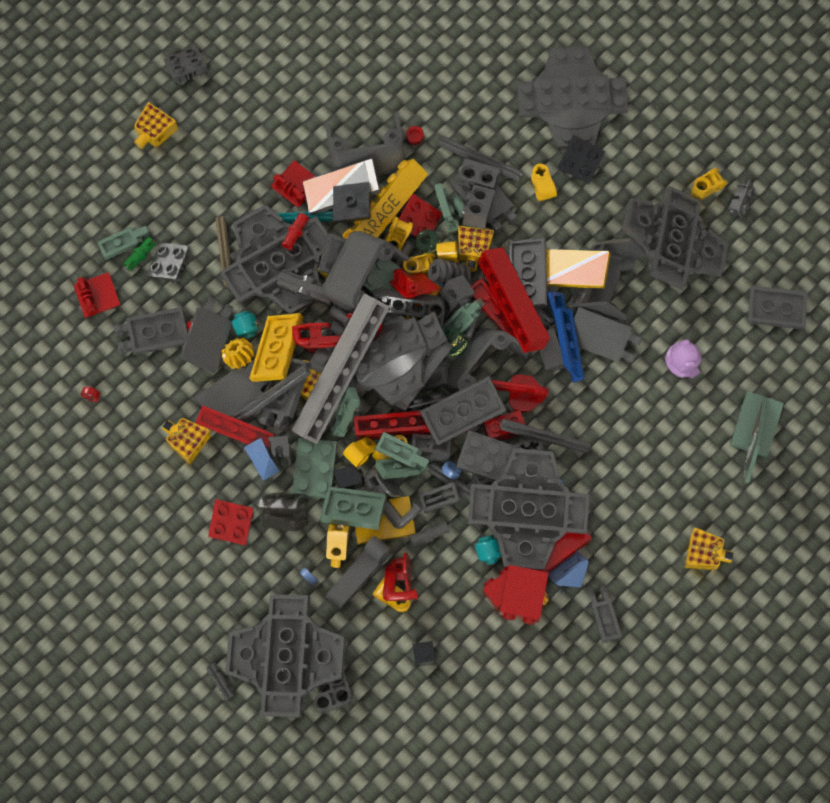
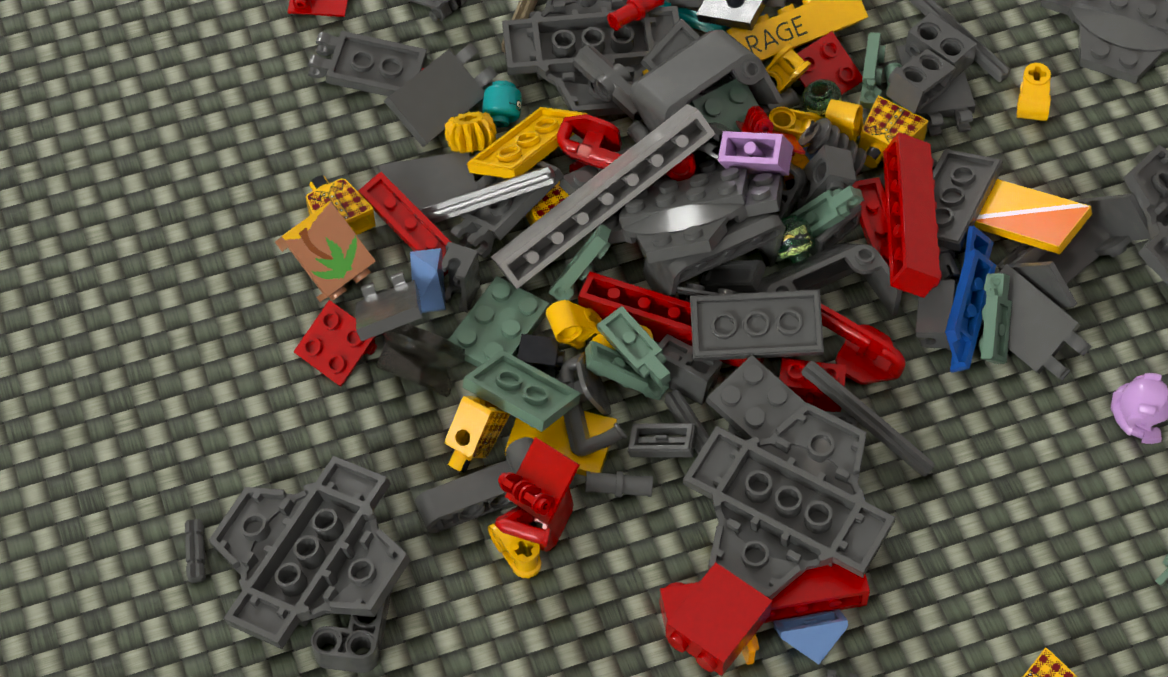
camera: 25 degrees right, 15 degrees down
(90, 394) = (238, 104): red tile -> none
(197, 469) = (328, 251): none -> nougat panel
(254, 493) = (387, 309): none -> dark grey tile
(308, 576) = (406, 463): medium blue tile -> none
(395, 561) = (540, 481): none -> red hinge
(415, 306) = (756, 152): none -> lavender brick
(424, 654) = (519, 645): black brick -> none
(450, 470) = (700, 410): medium blue tile -> none
(488, 549) = (696, 541): teal head -> none
(581, 159) = (1107, 84): black hinge -> none
(586, 342) = (996, 319): none -> sand green hinge

